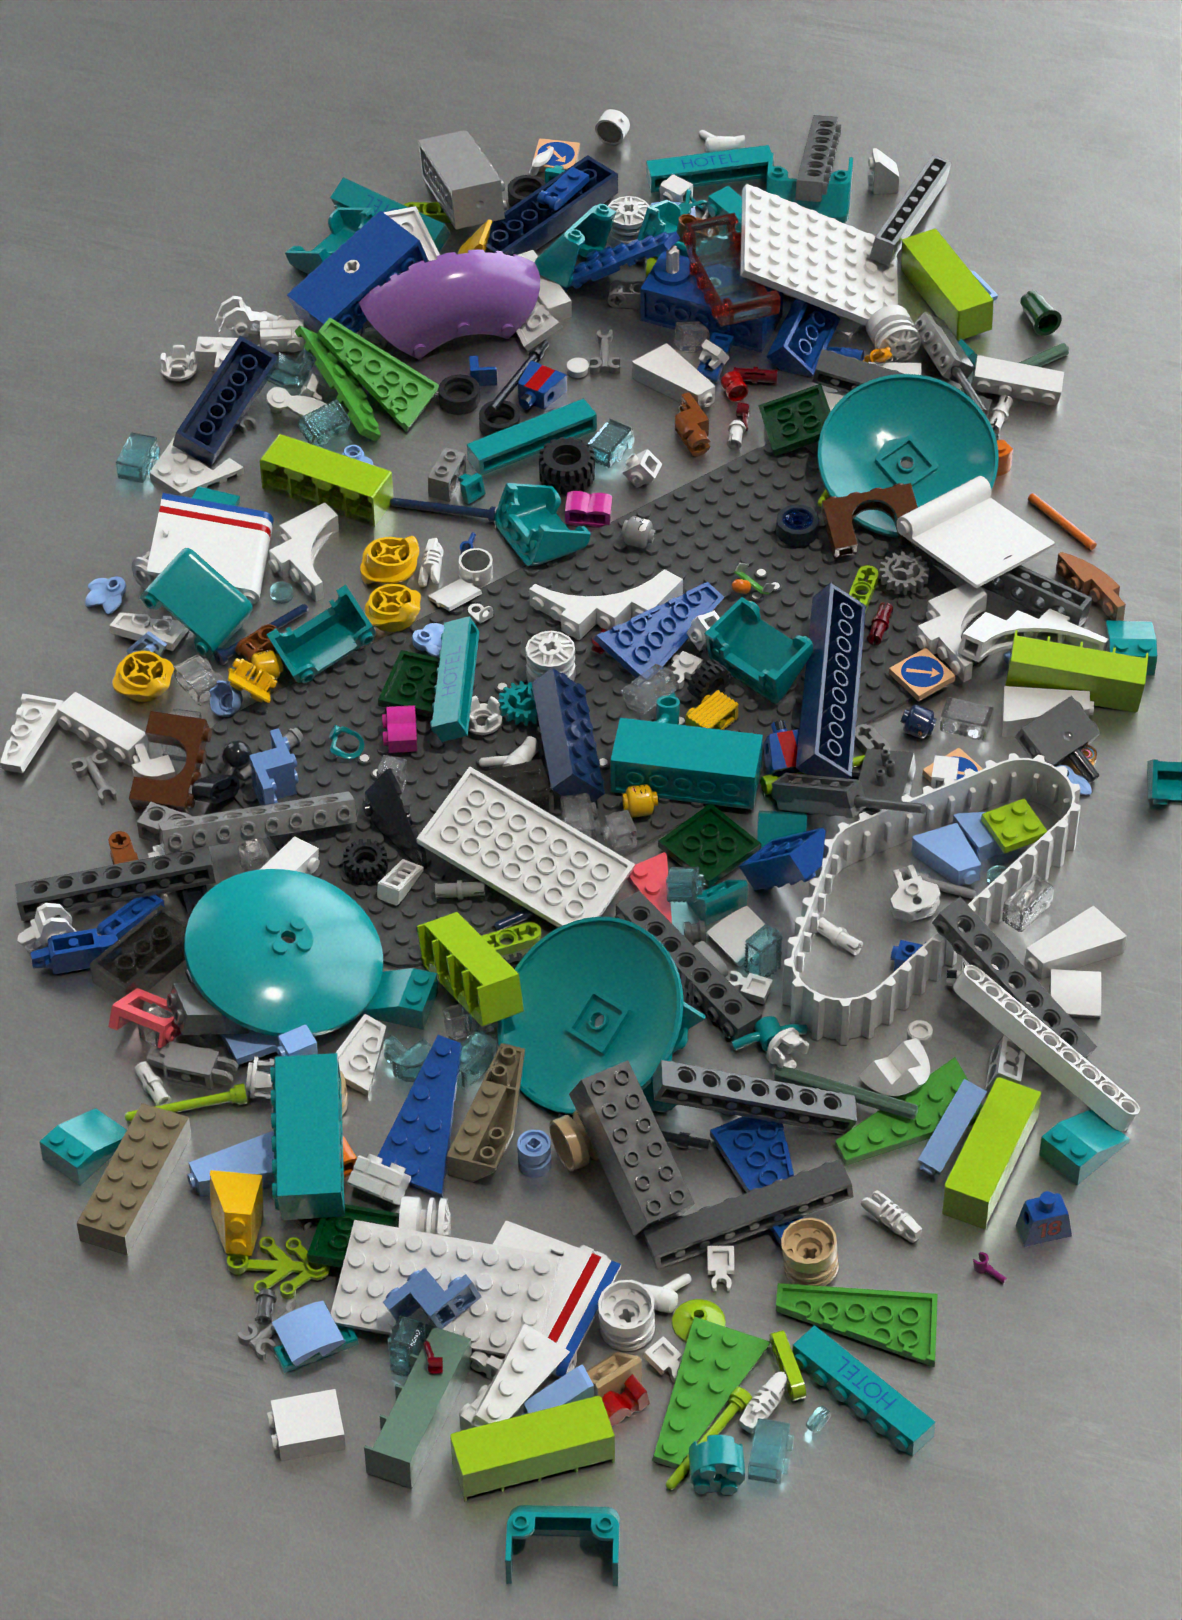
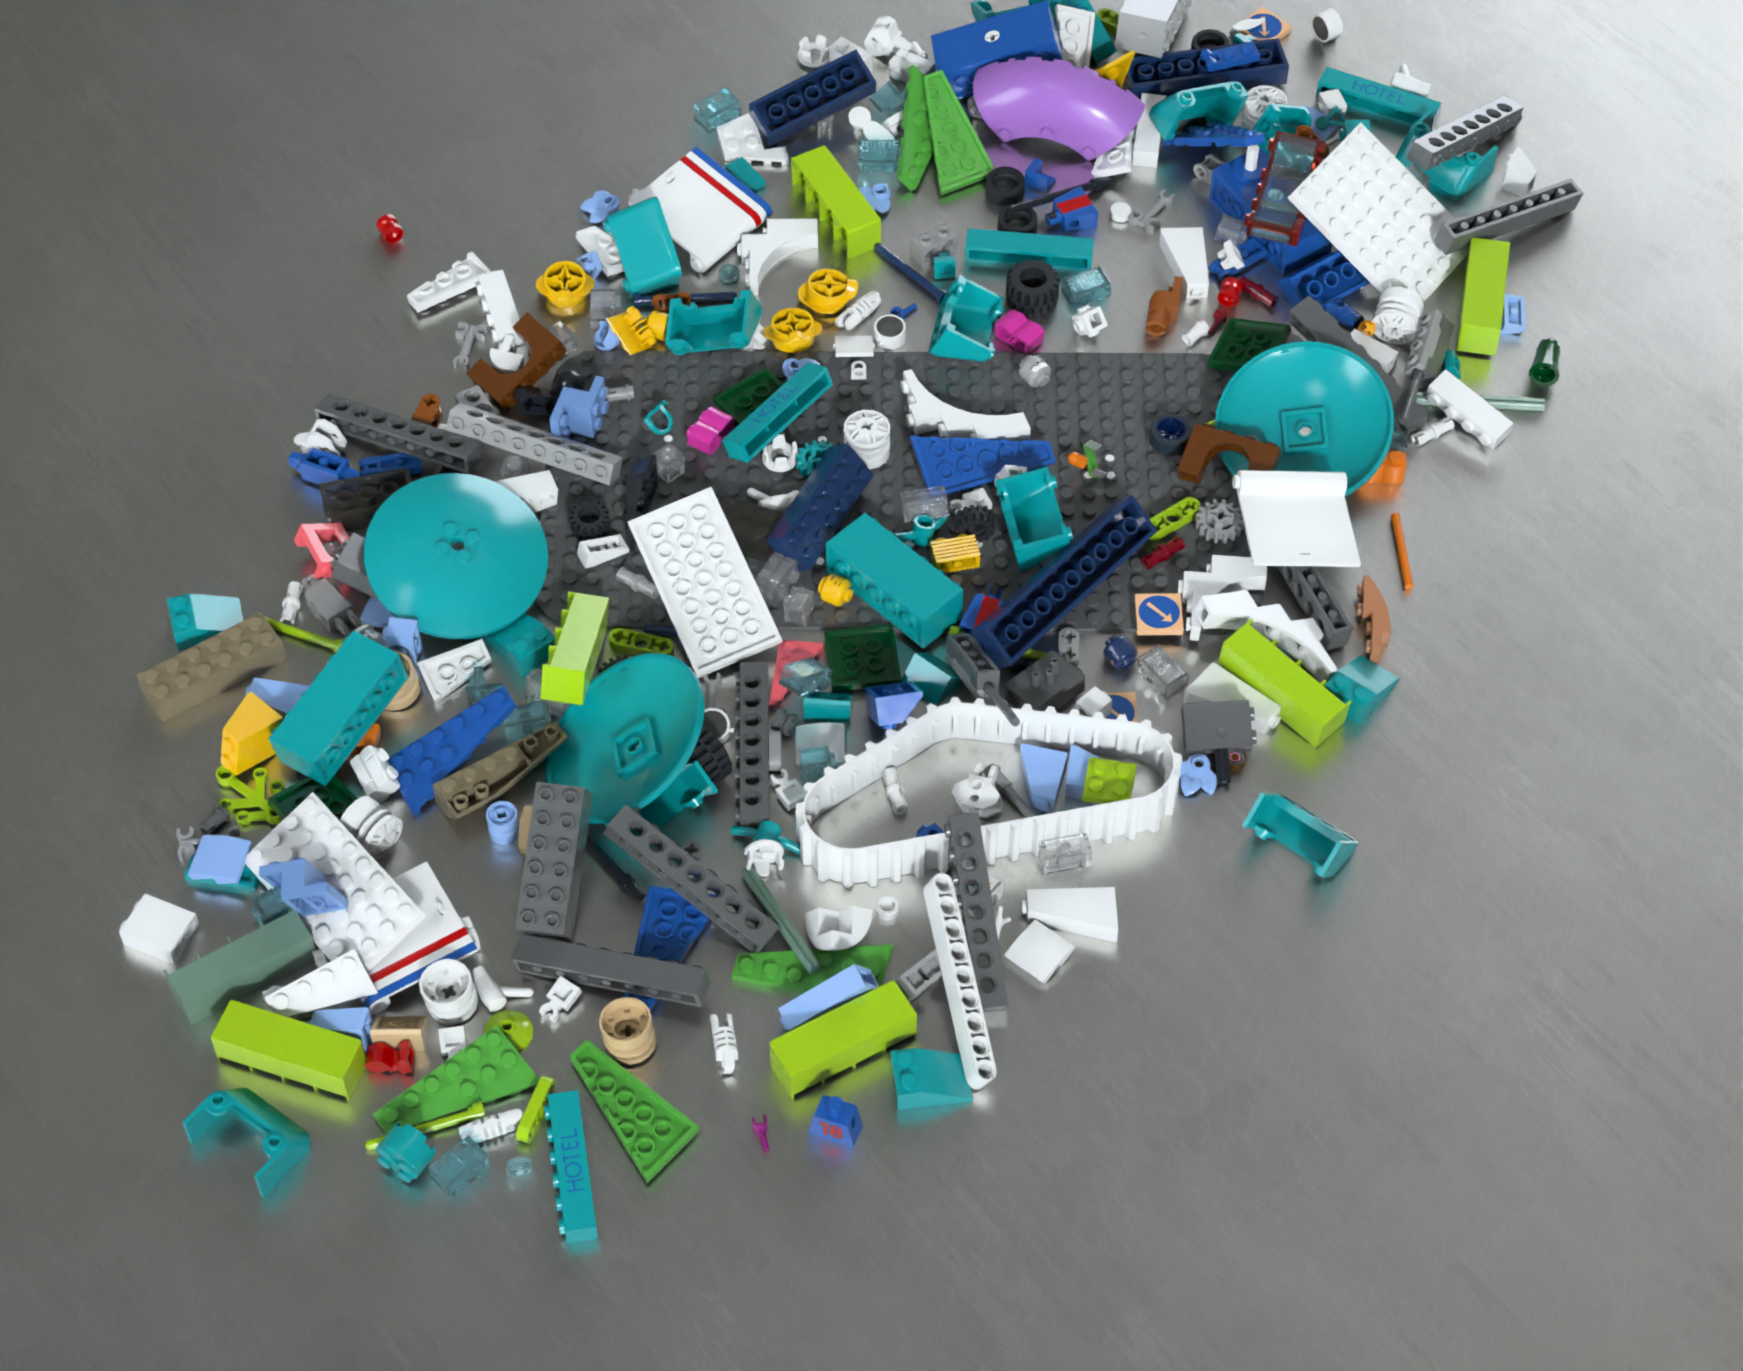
camera: 35 degrees right, 5 degrees up
(435, 1364) = (265, 938): dark red hand -> none

